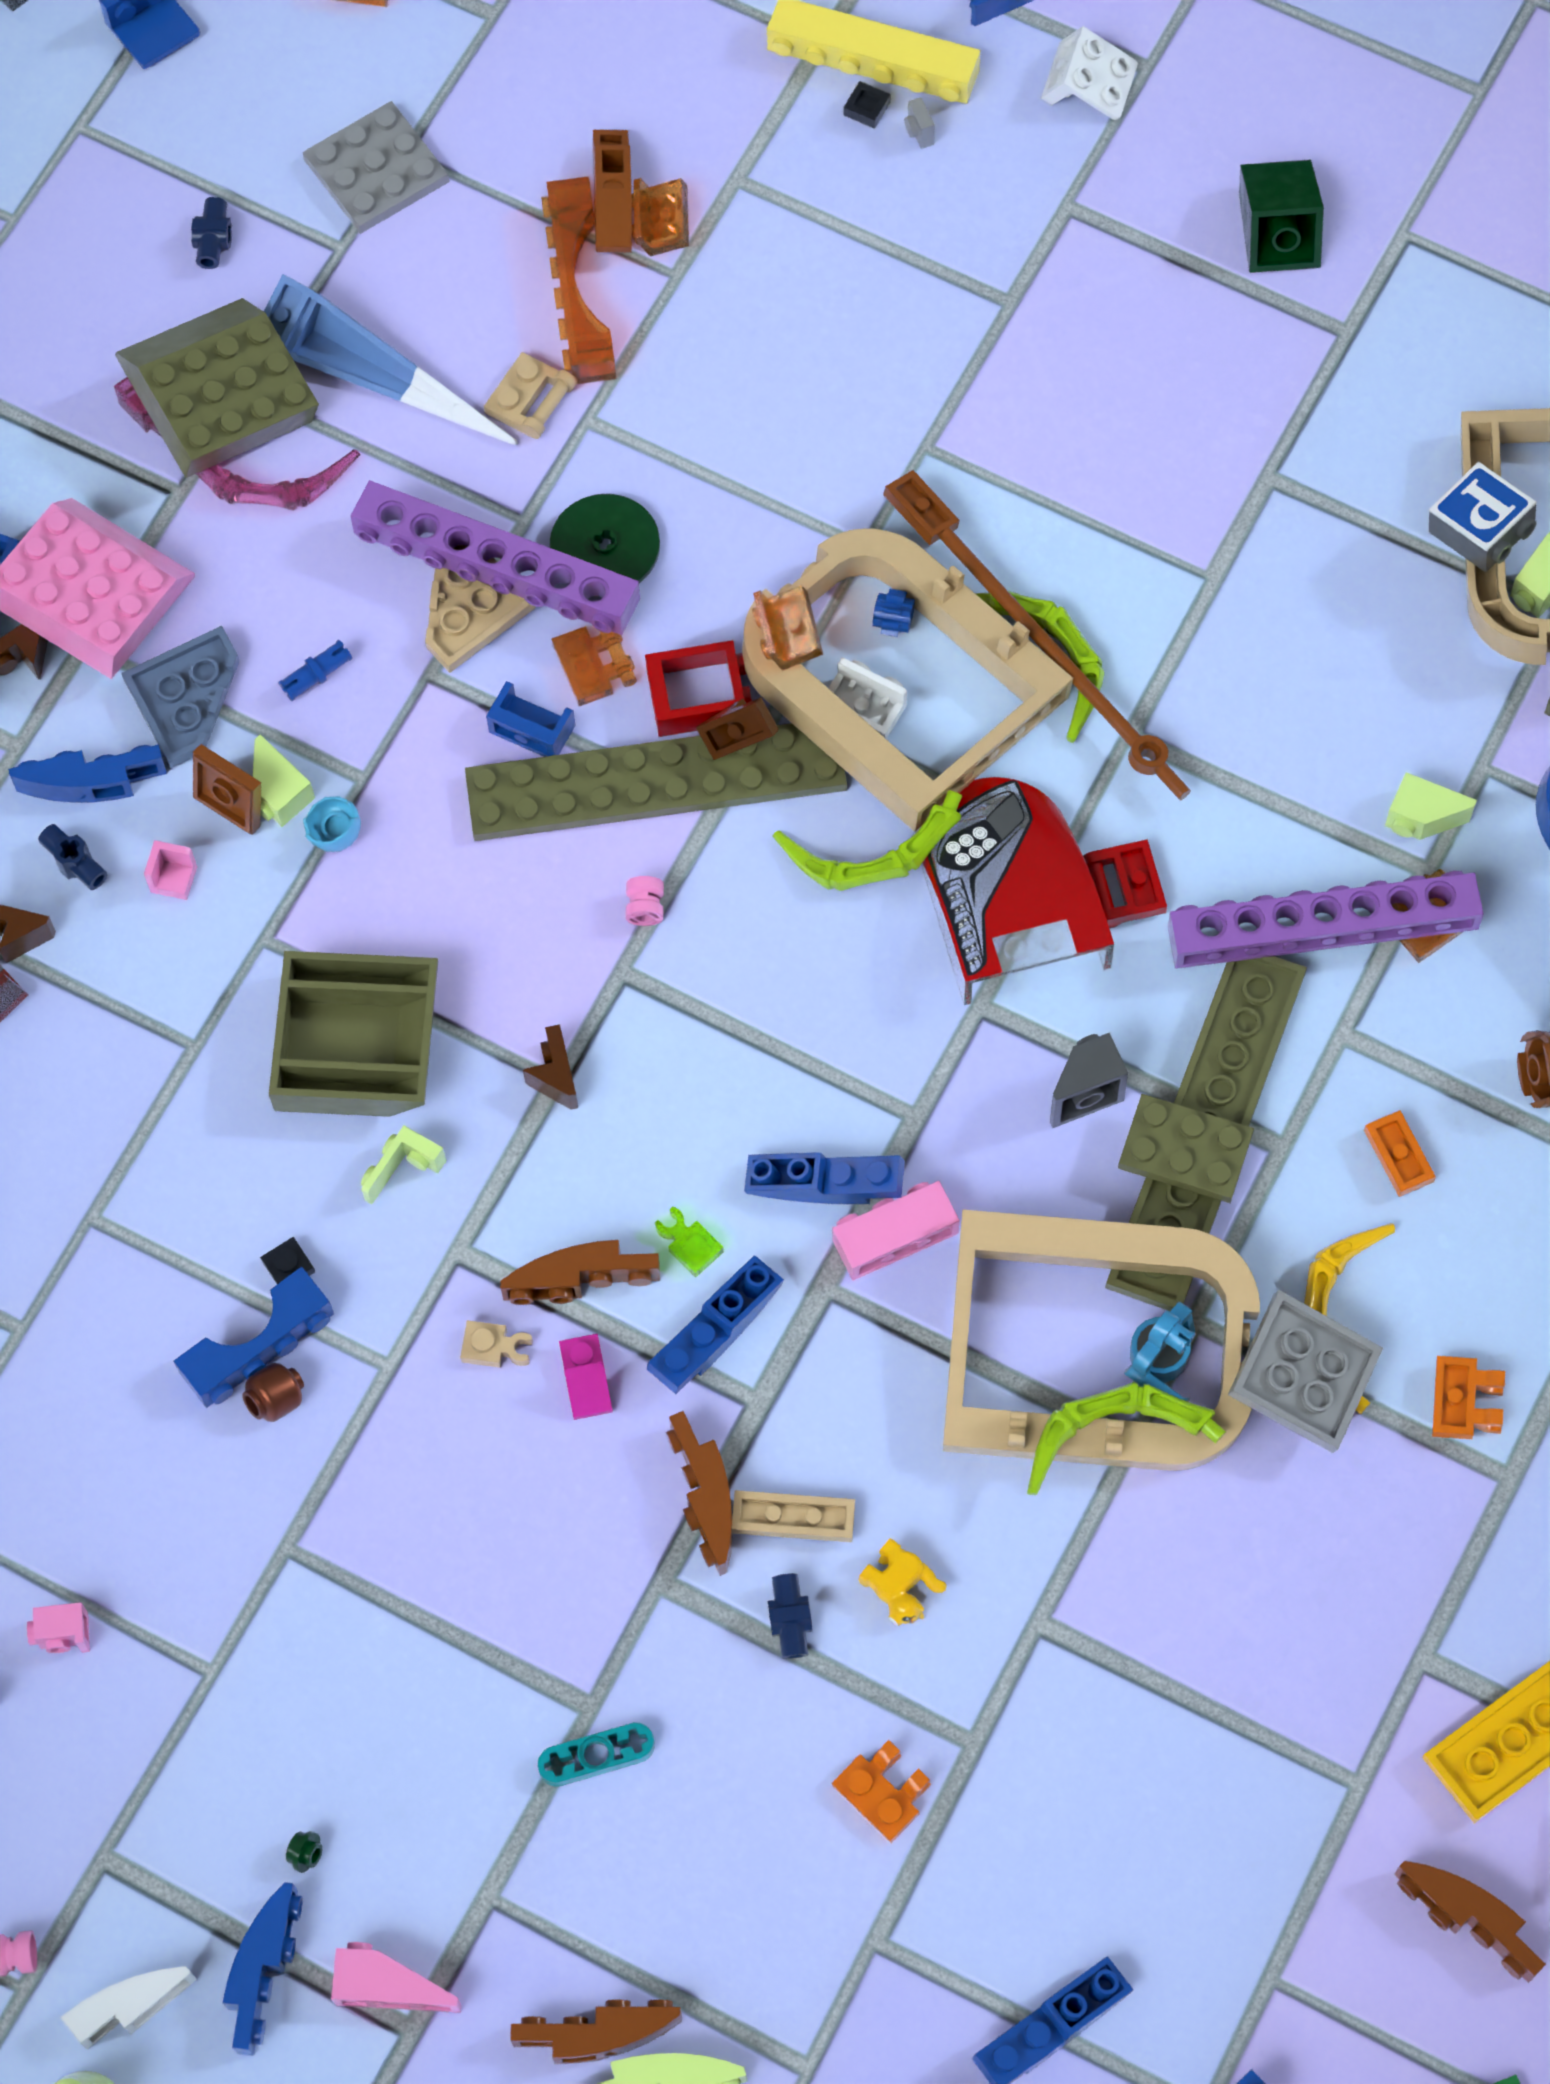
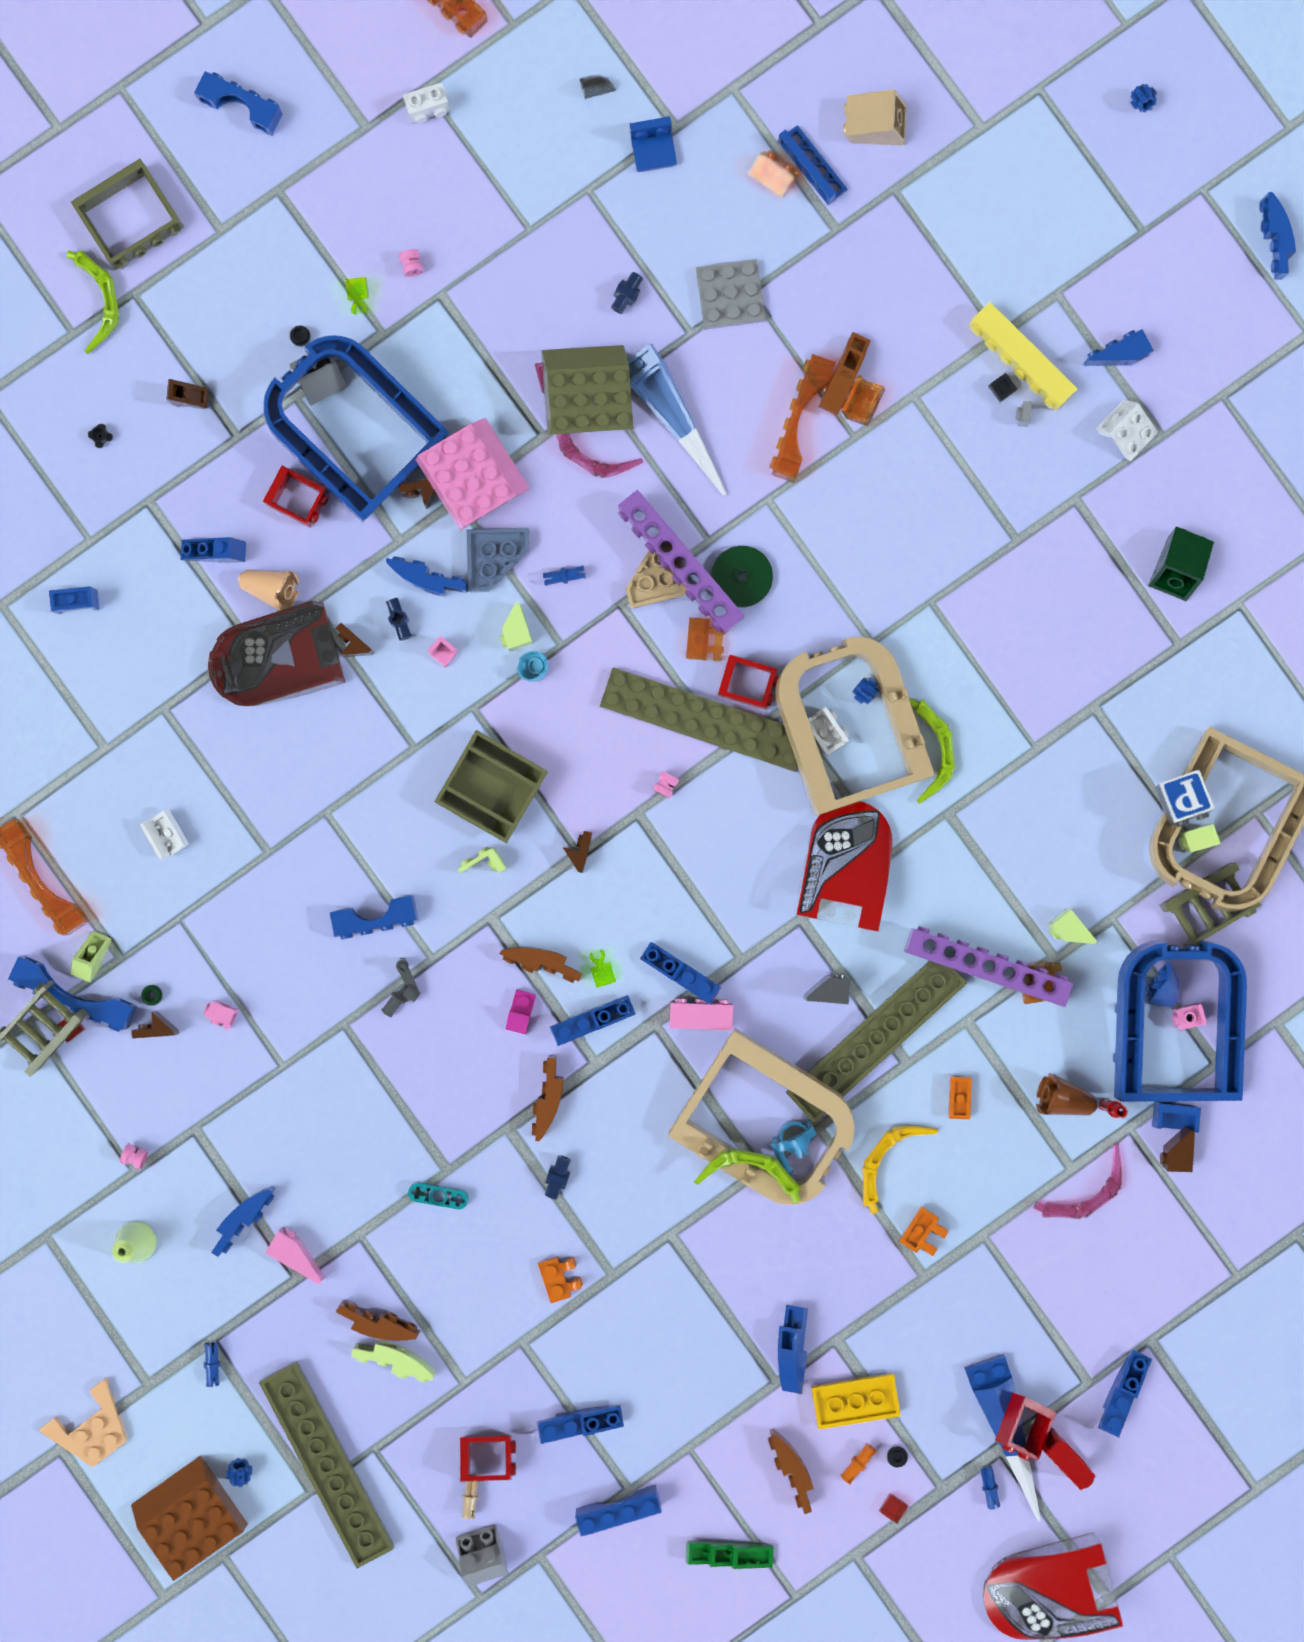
camera: 20 degrees right, 20 degrees up
(126, 2002) = (174, 1205): white slope -> none
(226, 789) = (488, 624): dark orange tile -> none
(273, 1392) = (370, 948): copper head -> none
(286, 1260) = (407, 884): black plate -> none
(304, 1851) = (285, 1175): dark green plate -> none
(373, 1434) = (407, 993): none -> dark grey pin
(488, 1343) = (482, 973): tan plate -> none
(521, 389) = (741, 466): tan plate -> none
(528, 723) = (656, 658): blue panel -> none
(737, 727) = (754, 720): reddish brown slope -> none
(787, 627) = (804, 682): clear orange bracket -> none
(793, 1516) = (583, 1130): tan plate -> none
(891, 865) = (794, 829): lime animal -> none
(897, 1579) = (615, 1185): yellow animal -> none
(936, 522) = (912, 652): dark orange bar -> none
(1136, 880) = (910, 893): red plate -> none
(1185, 1148) = (858, 1046): olive plate -> none
(1305, 1371) = (854, 1188): light grey plate -> none
(1352, 1704) = (790, 1349): none -> blue slope

